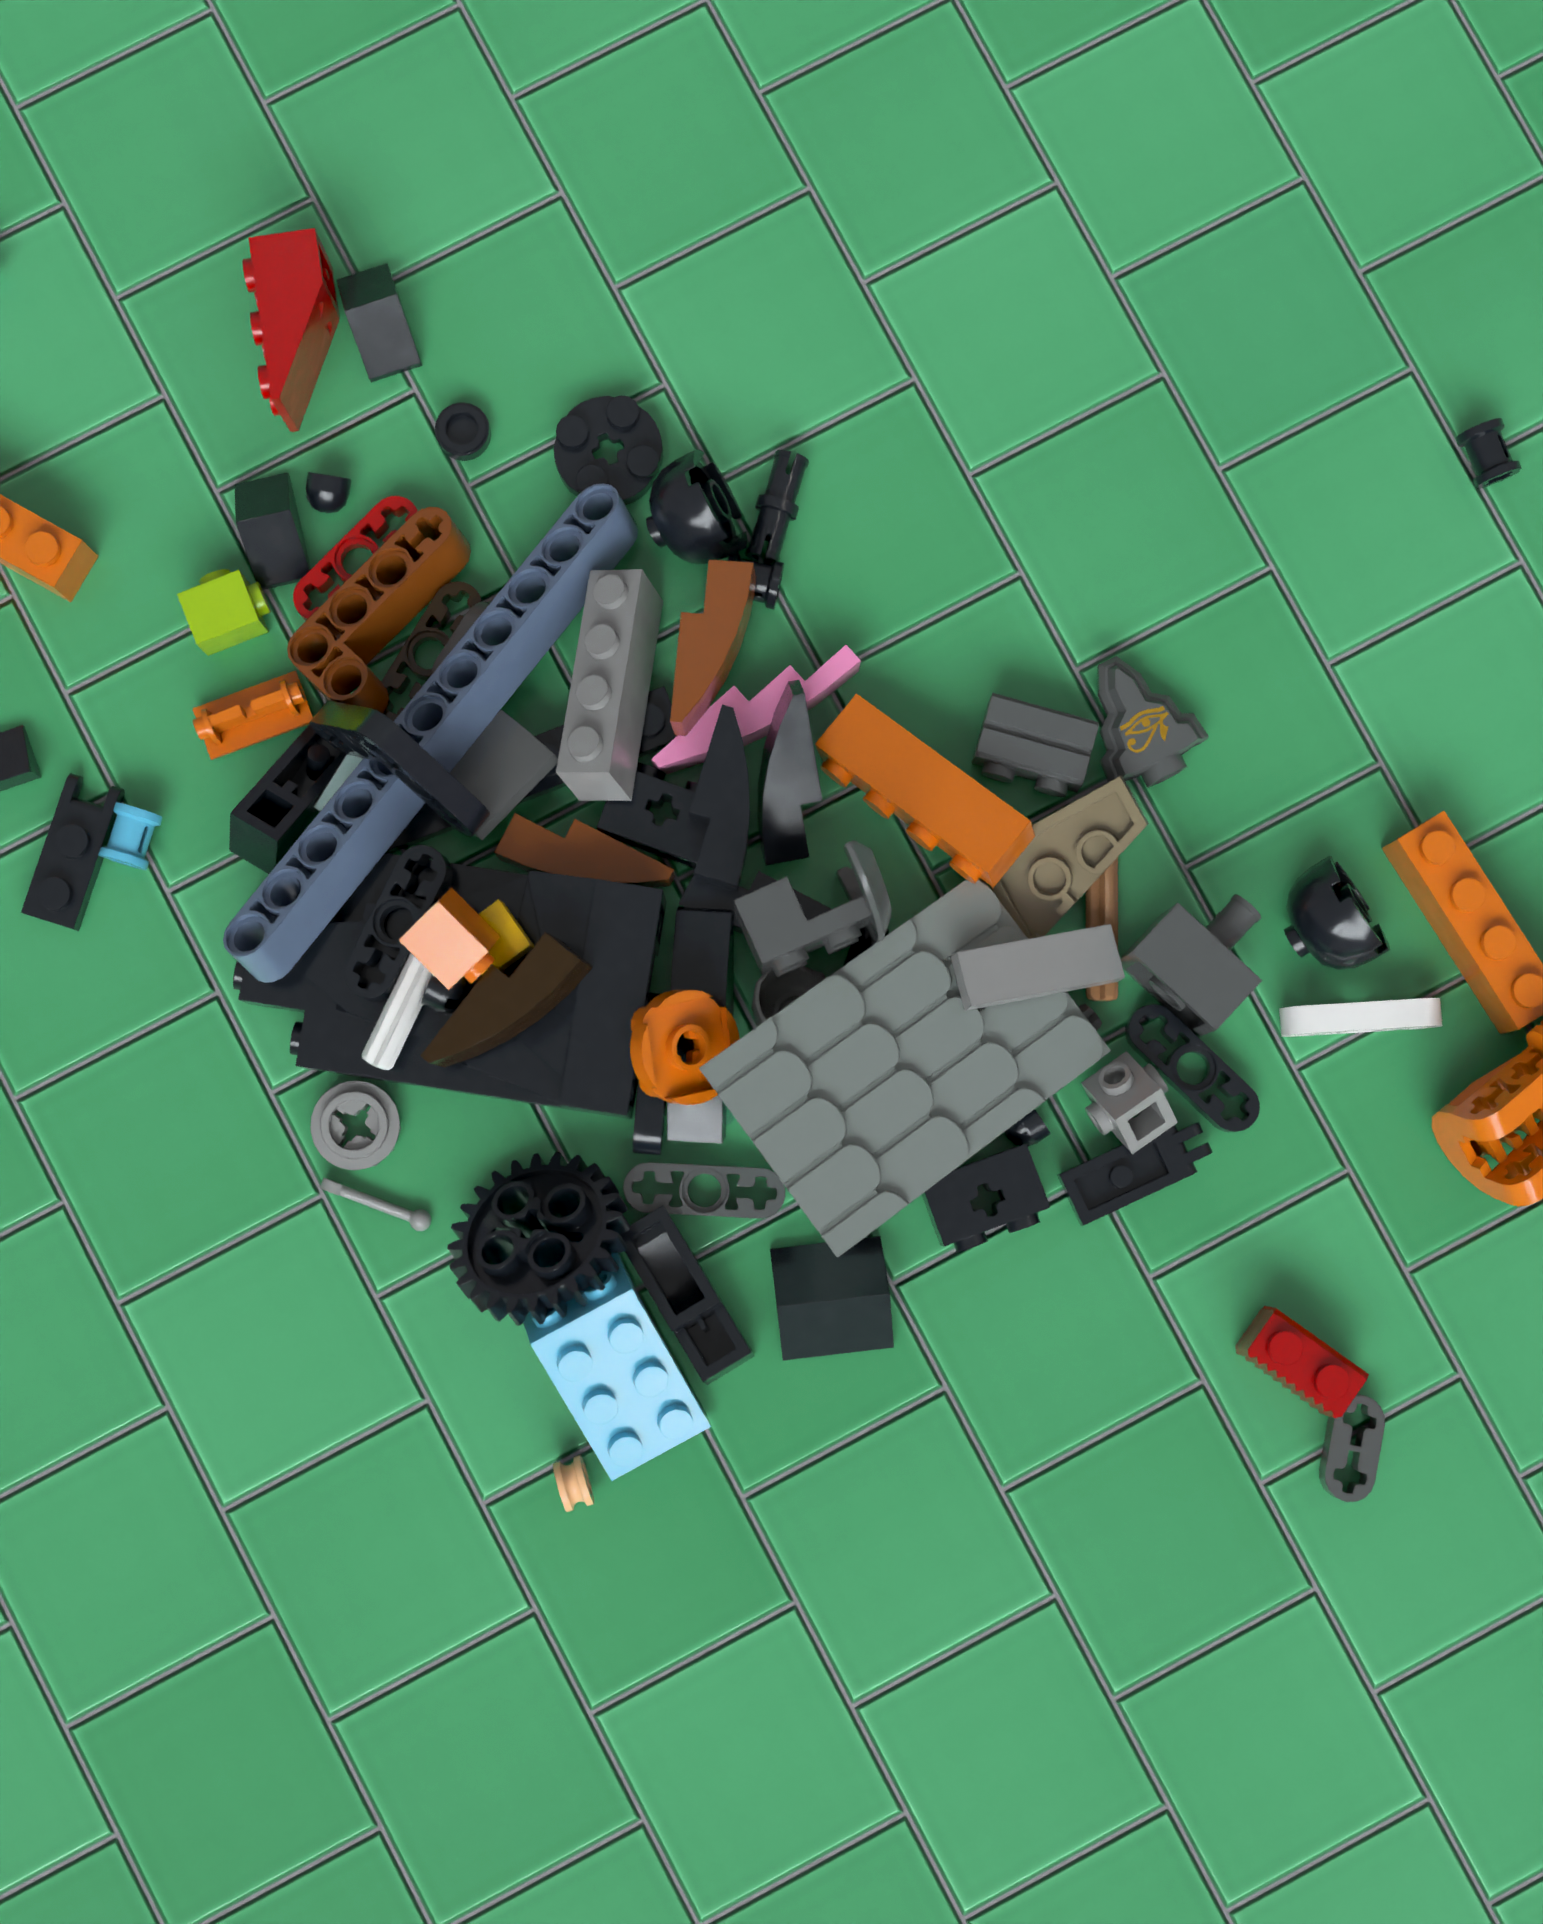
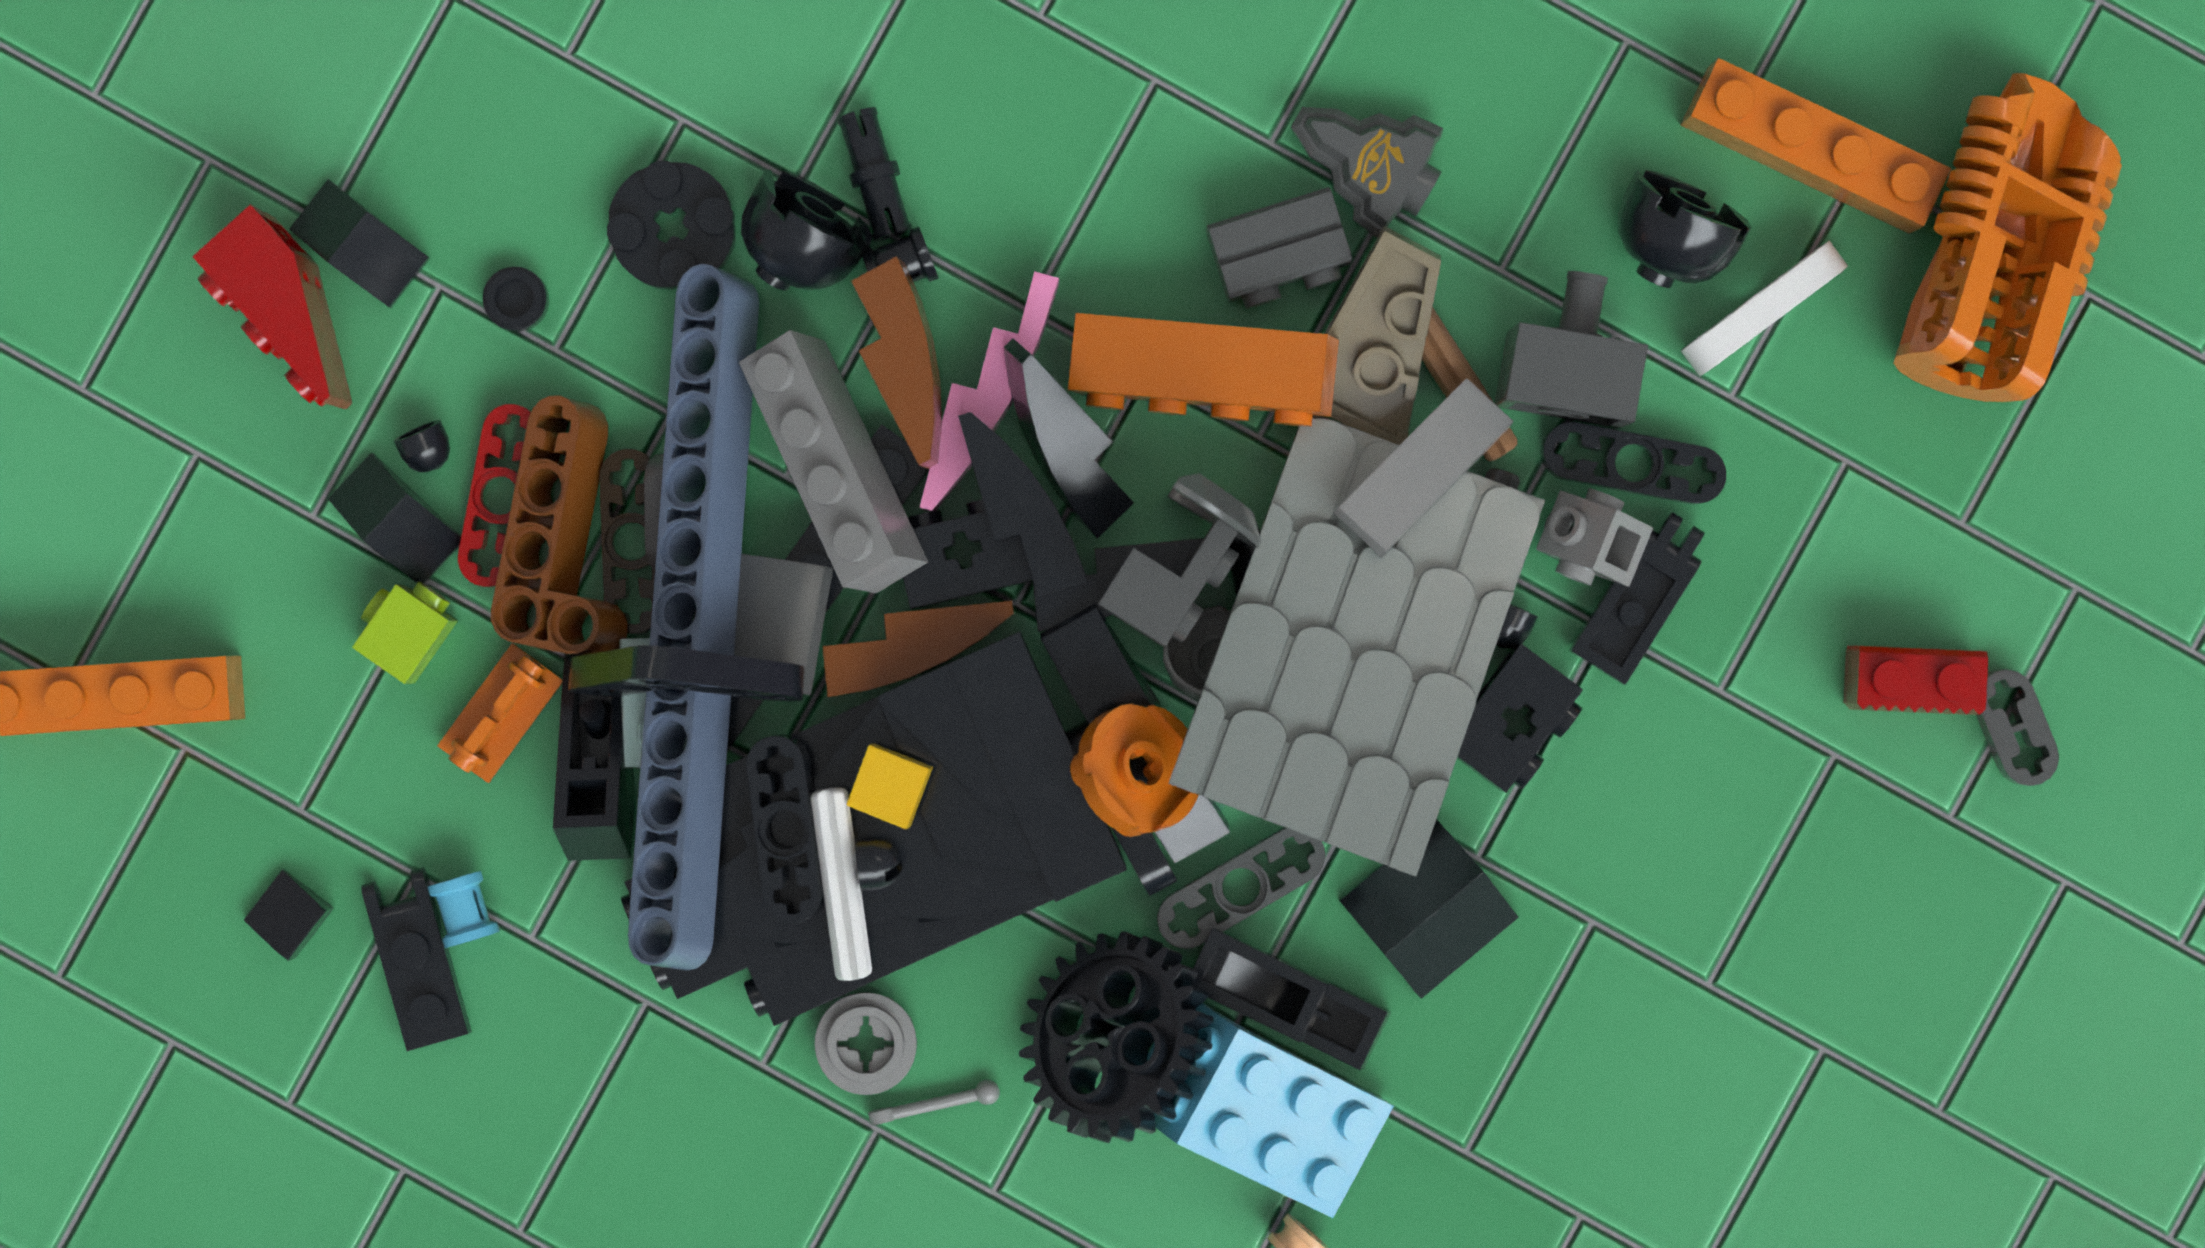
camera: 30 degrees left, 5 degrees up
(452, 940) = (854, 816): brick -> none
(507, 1003) = (945, 837): dark brown slope -> none

